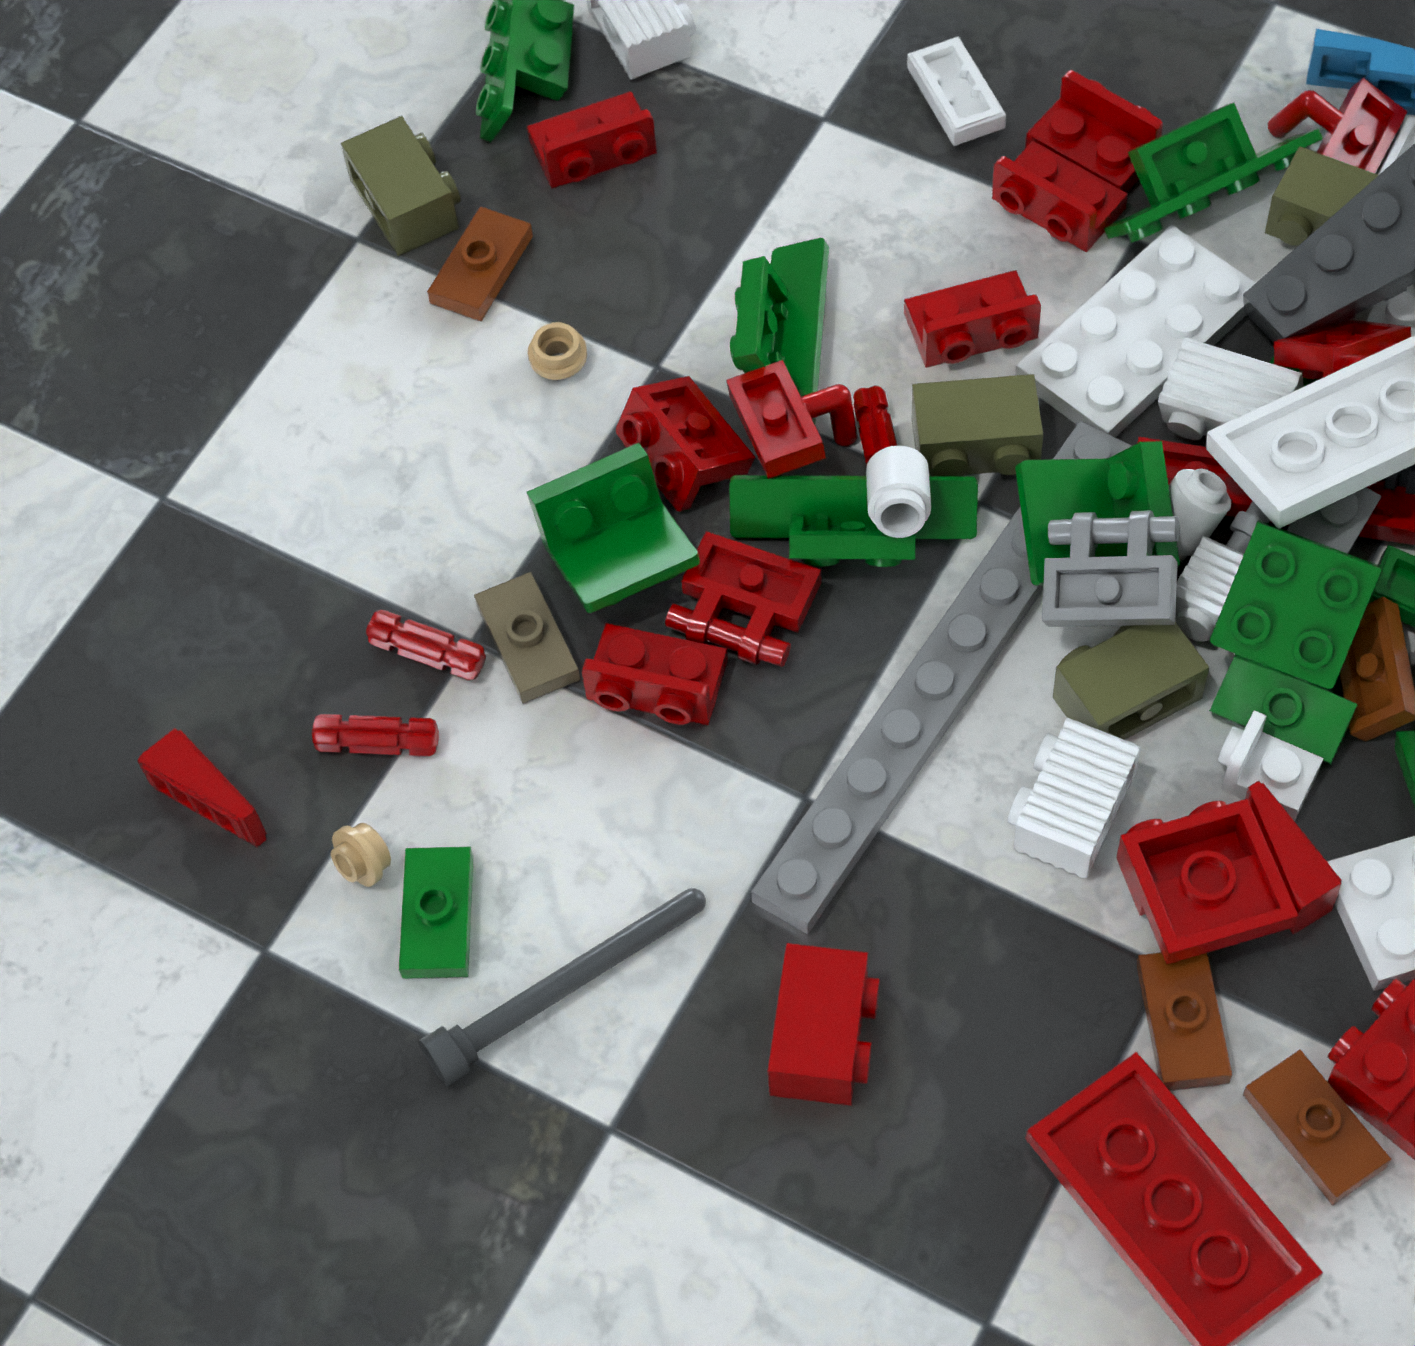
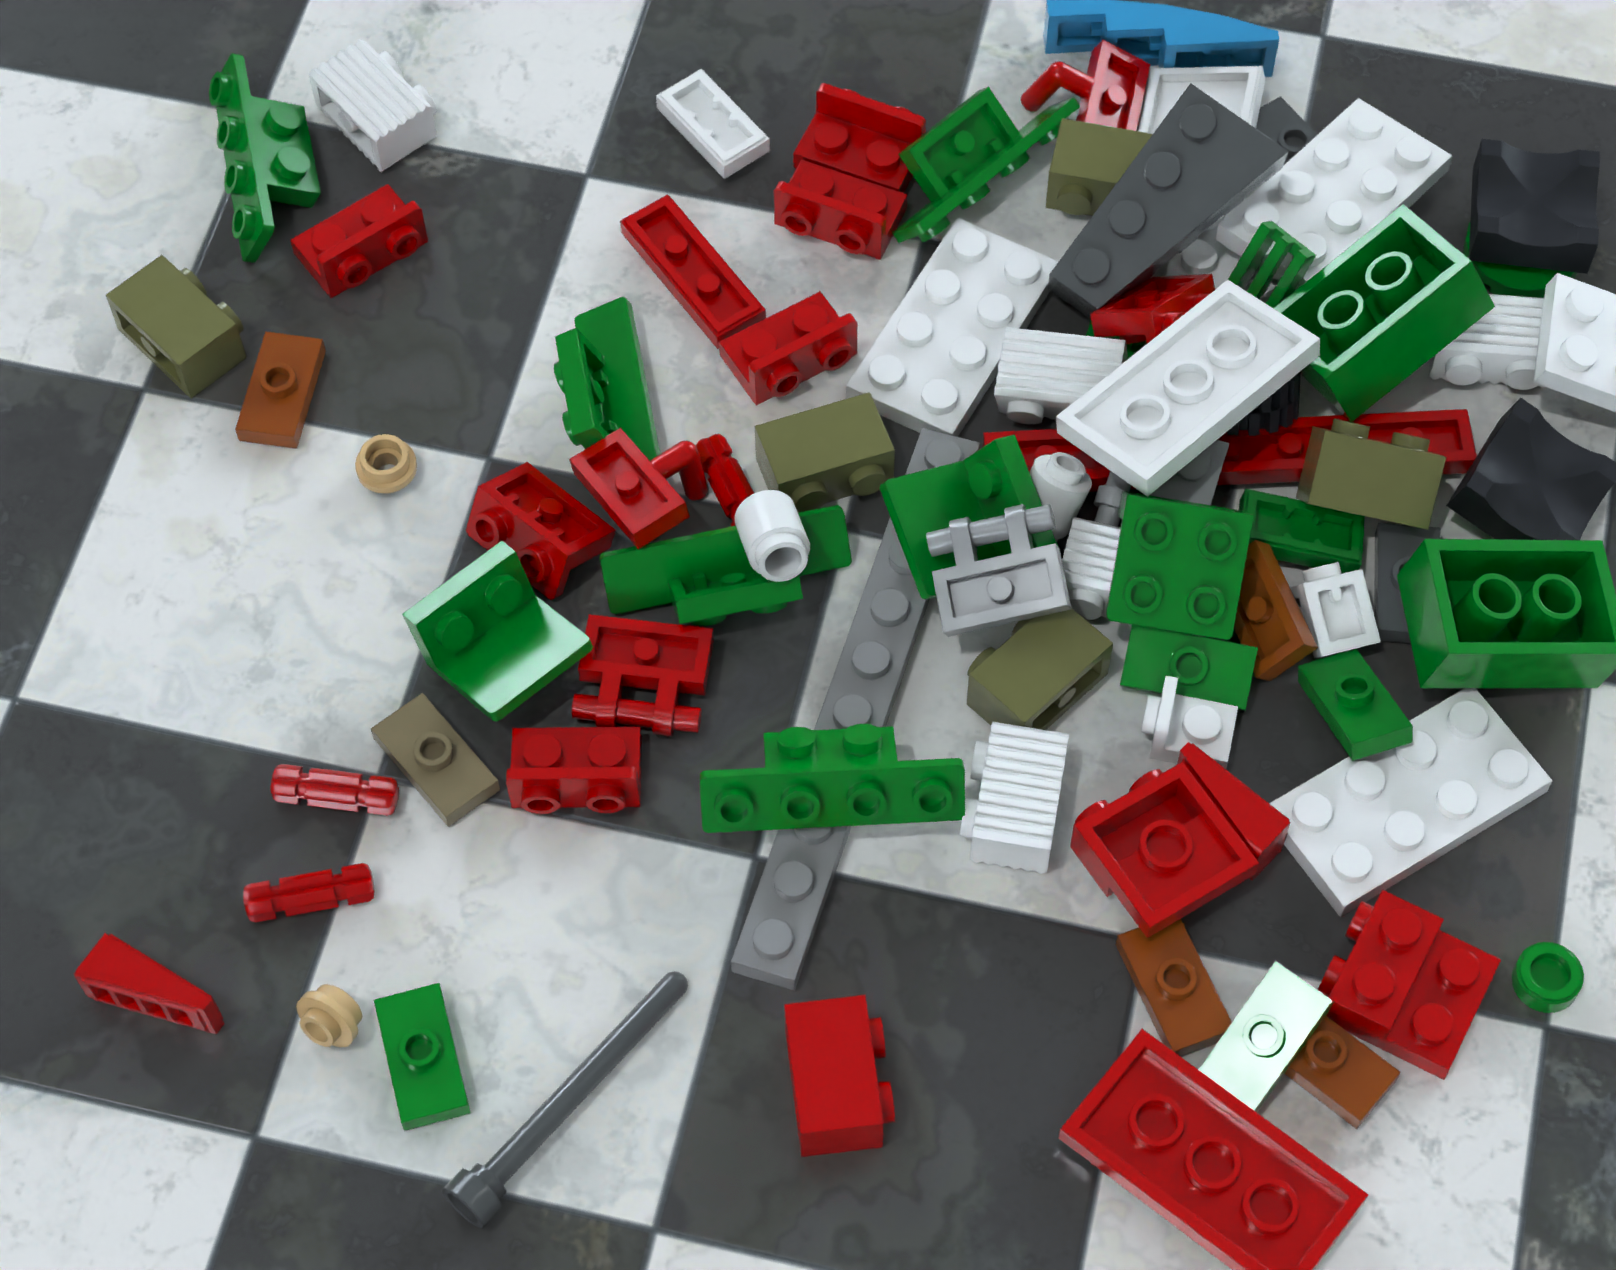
camera: 20 degrees left, 0 degrees up
(892, 741) = (832, 782): none -> green bracket
(898, 226) = (692, 270): none -> red tile
(1260, 1090) = (1266, 1036): none -> plate

